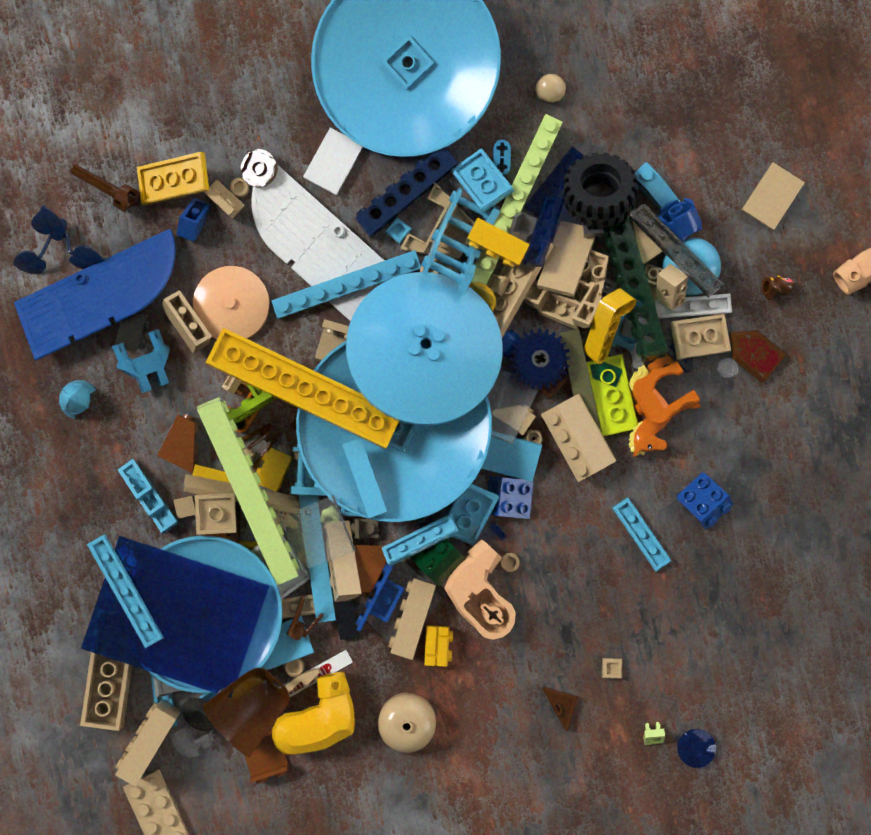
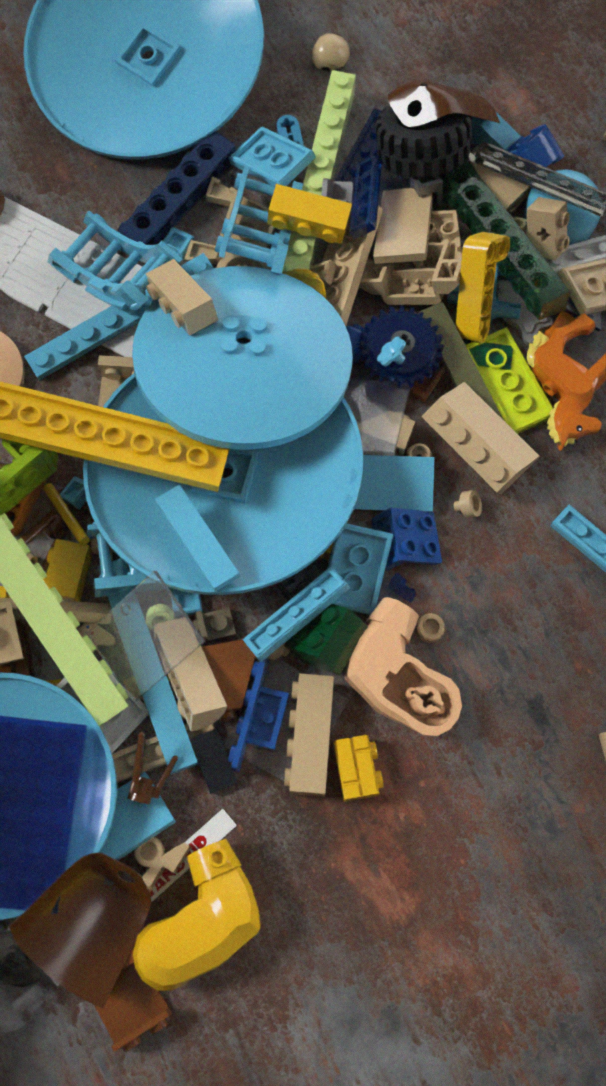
camera: 15 degrees left, 15 degrees down
(280, 429) = (66, 514): none -> yellow bar
(288, 414) = (74, 493): none -> medium azure tile
(333, 161) = (76, 181): white tile -> none
(339, 265) = (110, 290): none -> medium azure fence
(388, 302) = (181, 297): none -> tan brick
(407, 709) = (319, 910): tan cylinder -> none
(529, 368) = (392, 352): none -> medium azure plant
(558, 482) = (469, 504): none -> tan tile
(563, 705) = (562, 815): reddish brown tile -> none
(626, 171) = (438, 101): none -> reddish brown piece

